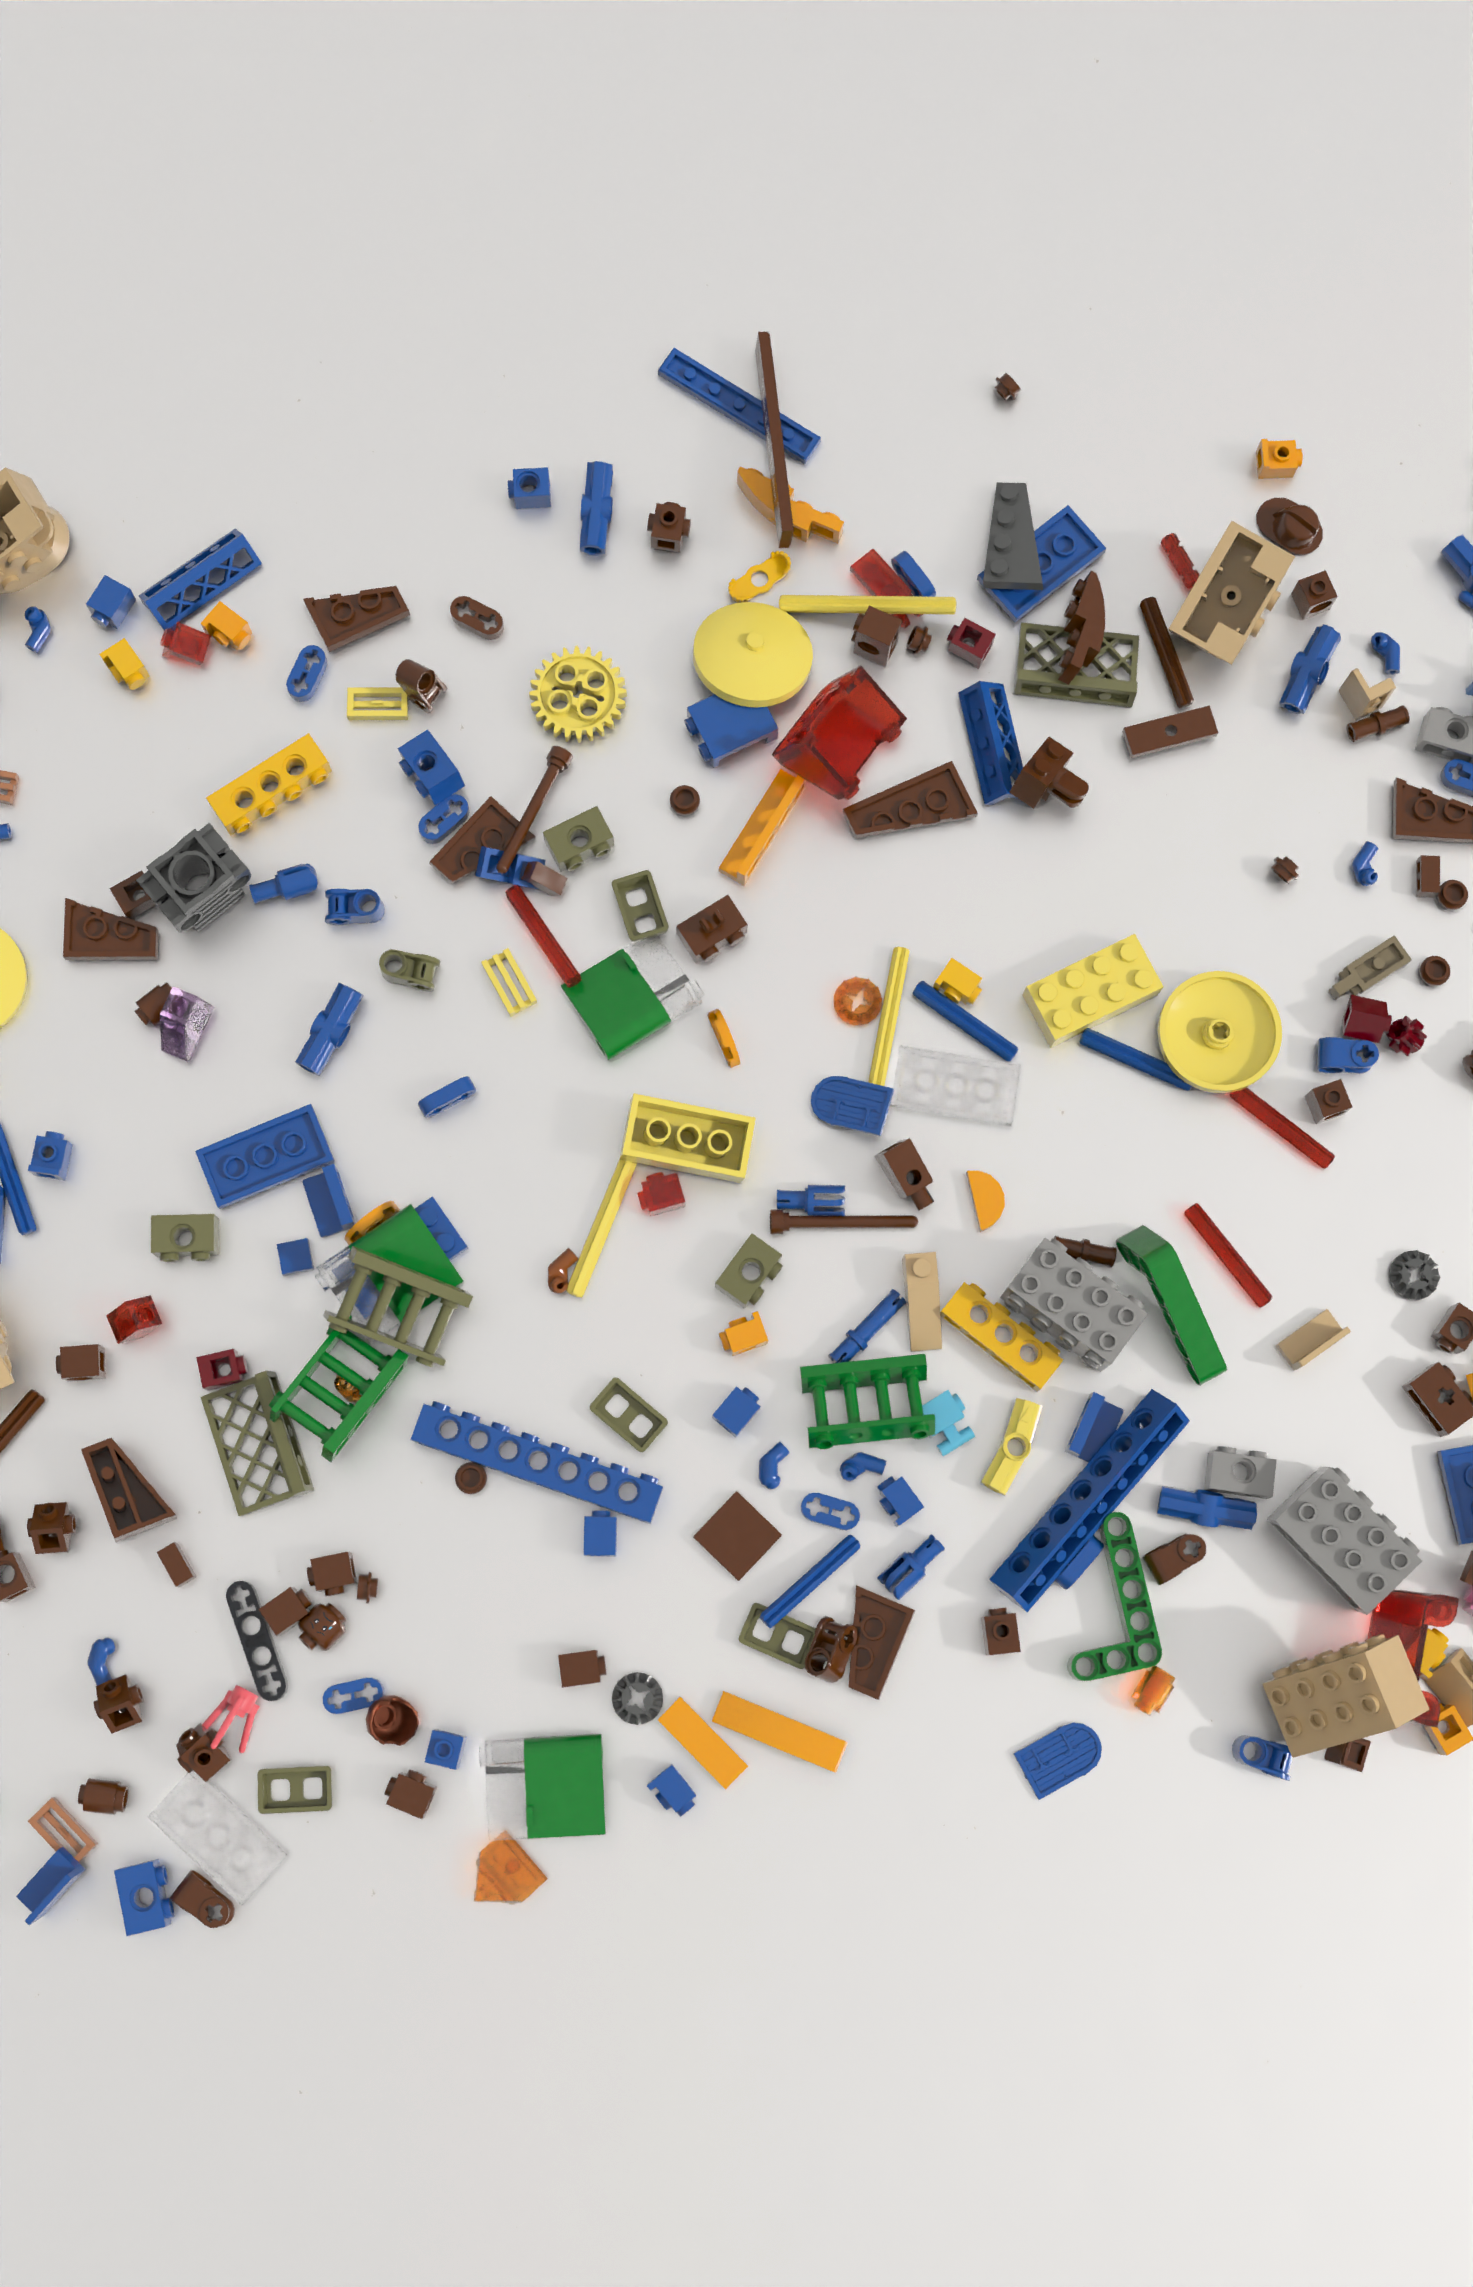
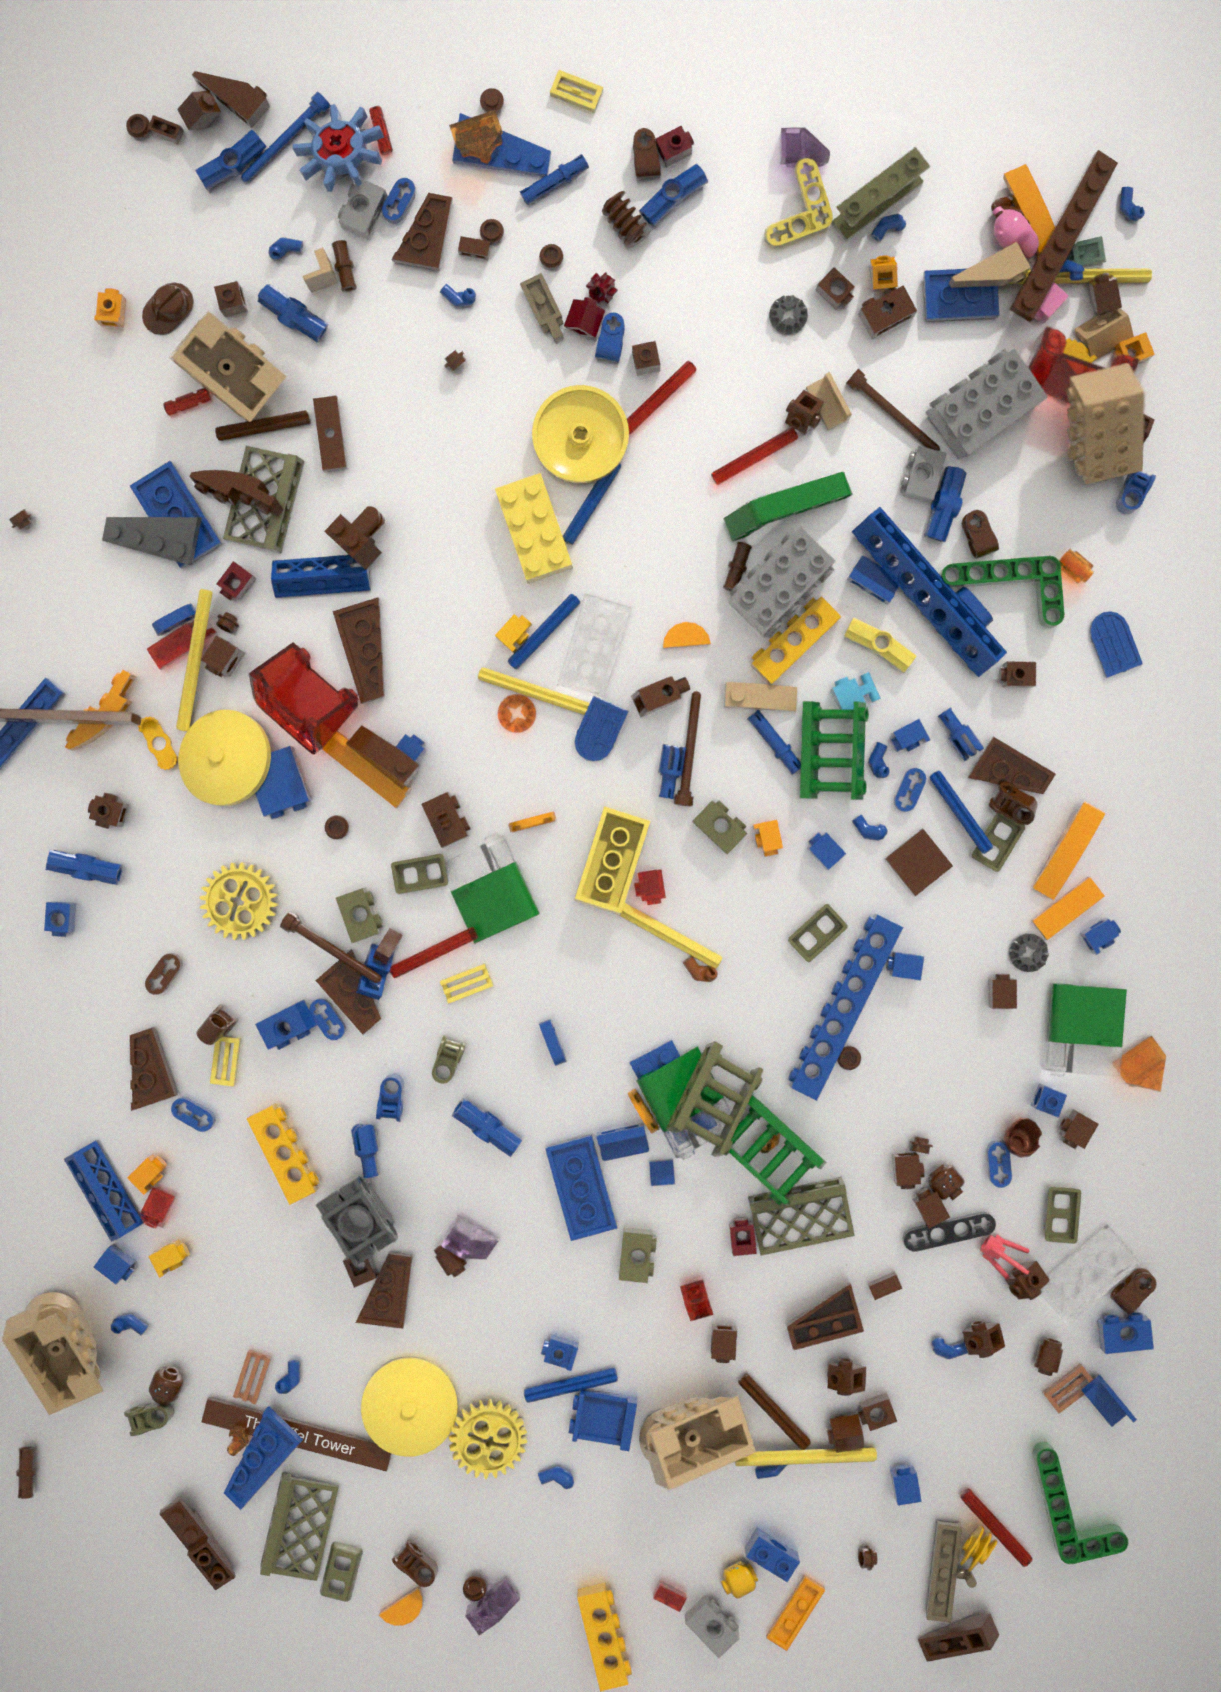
camera: 80 degrees left, 10 degrees up
(780, 840) = (383, 756): none -> reddish brown slope
(789, 873) = (412, 747): none -> blue brick
(1294, 1308) = (804, 412): none -> reddish brown brick
(1344, 1375) = (858, 382): none -> reddish brown piece

